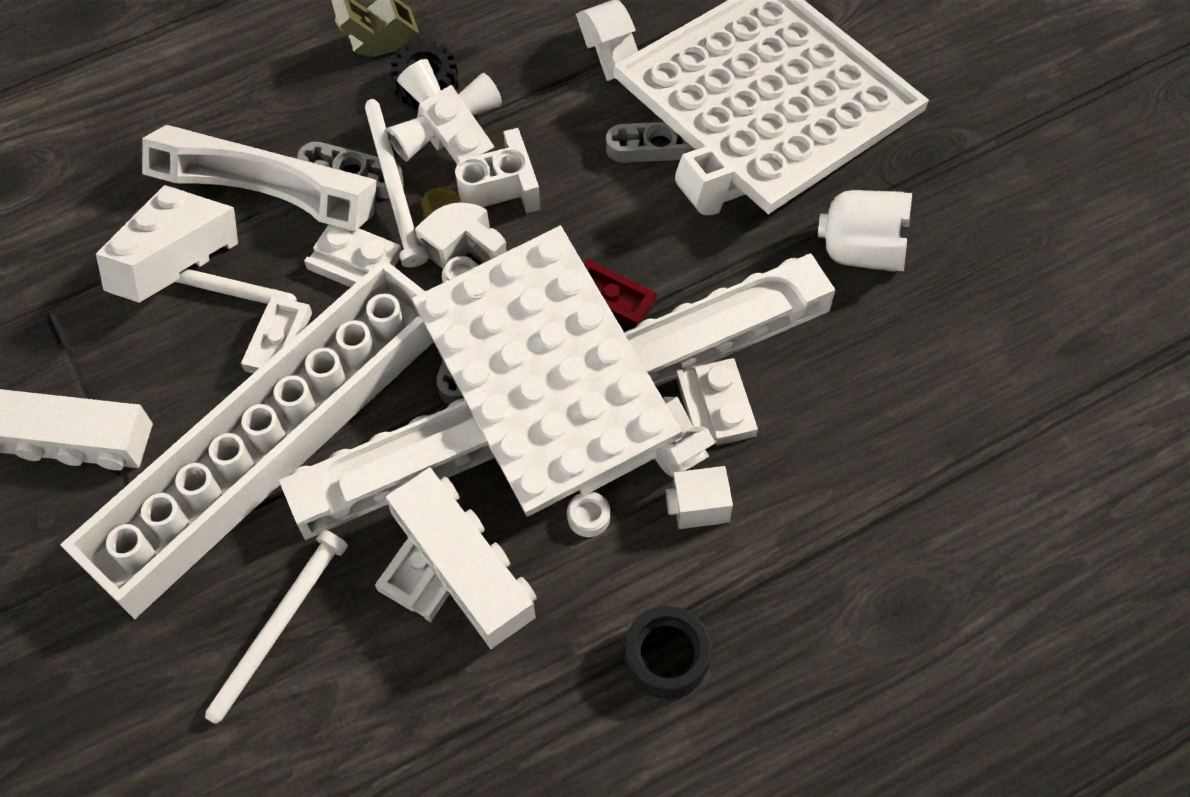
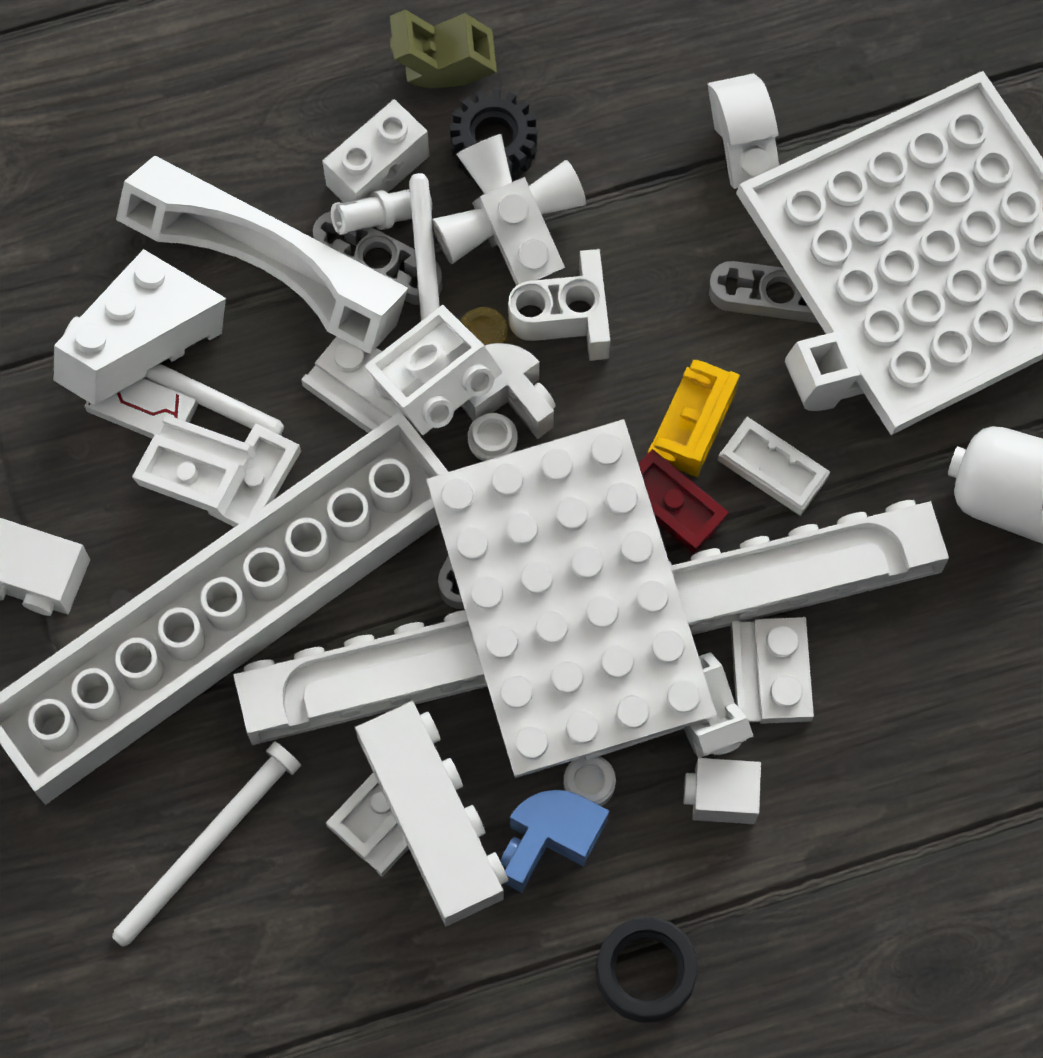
camera: 10 degrees right, 10 degrees up
(183, 305) = (144, 407): none -> white tile
(225, 331) = (194, 465): none -> white plate
(337, 100) = (377, 154): none -> white brick
(343, 134) = (376, 211): none -> white pin
(406, 226) = (434, 370): none -> white plate
(563, 548) = (551, 821): none -> medium blue brick
(617, 231) = (695, 416): none -> yellow hinge
(683, 256) = (773, 466): none -> white plate

